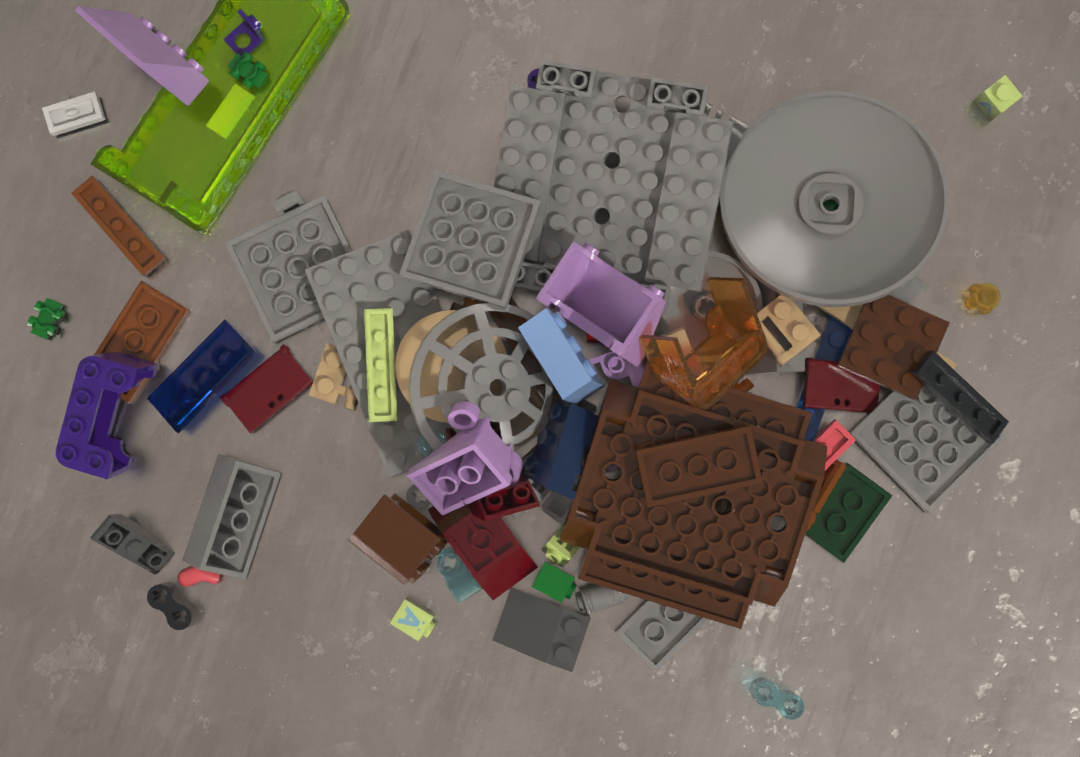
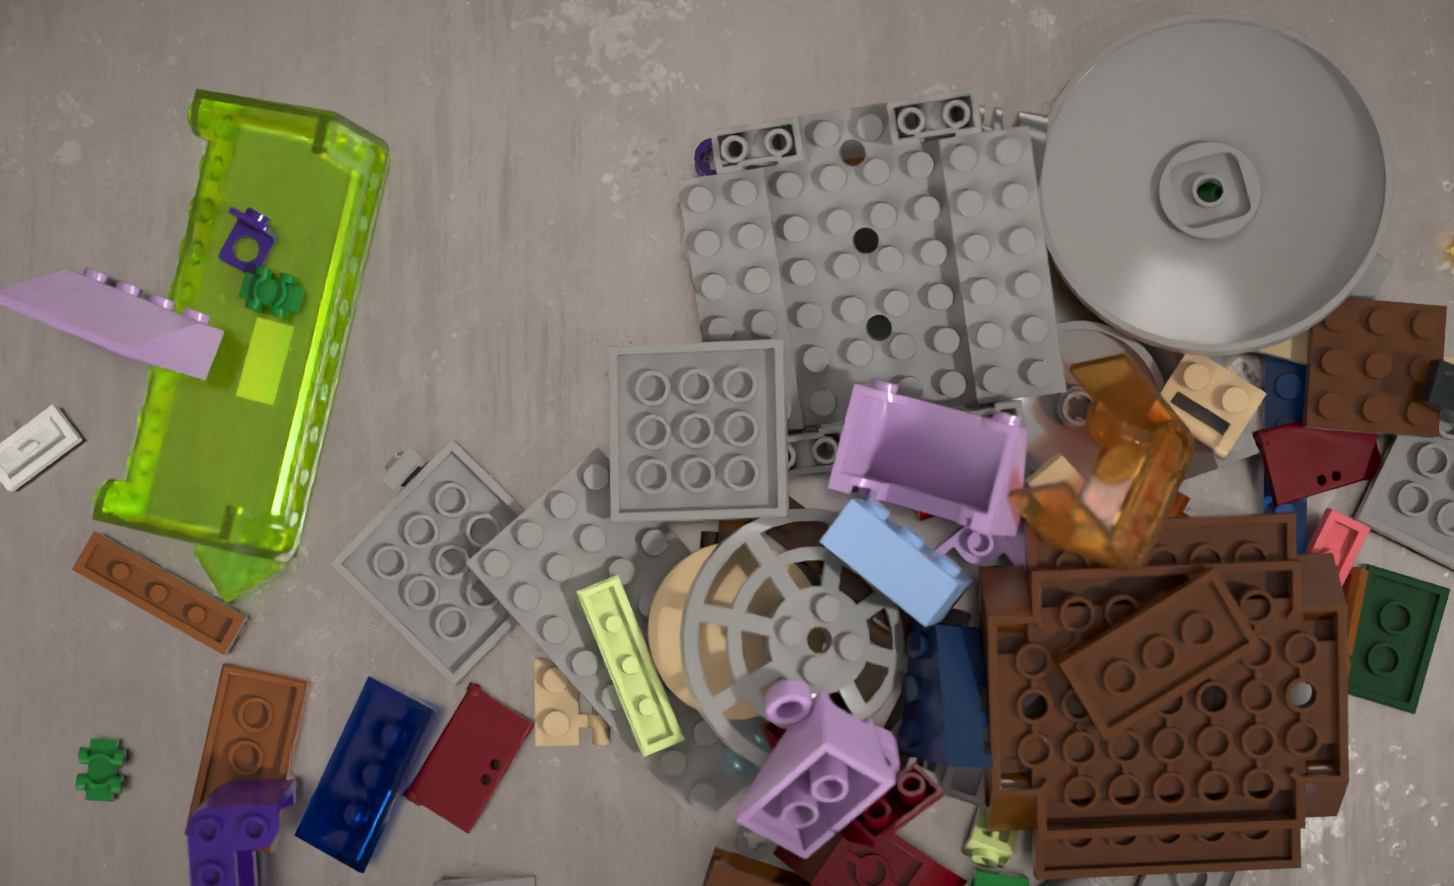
camera: 20 degrees left, 0 degrees up
(167, 230) = (235, 573): none -> clear neon green slope

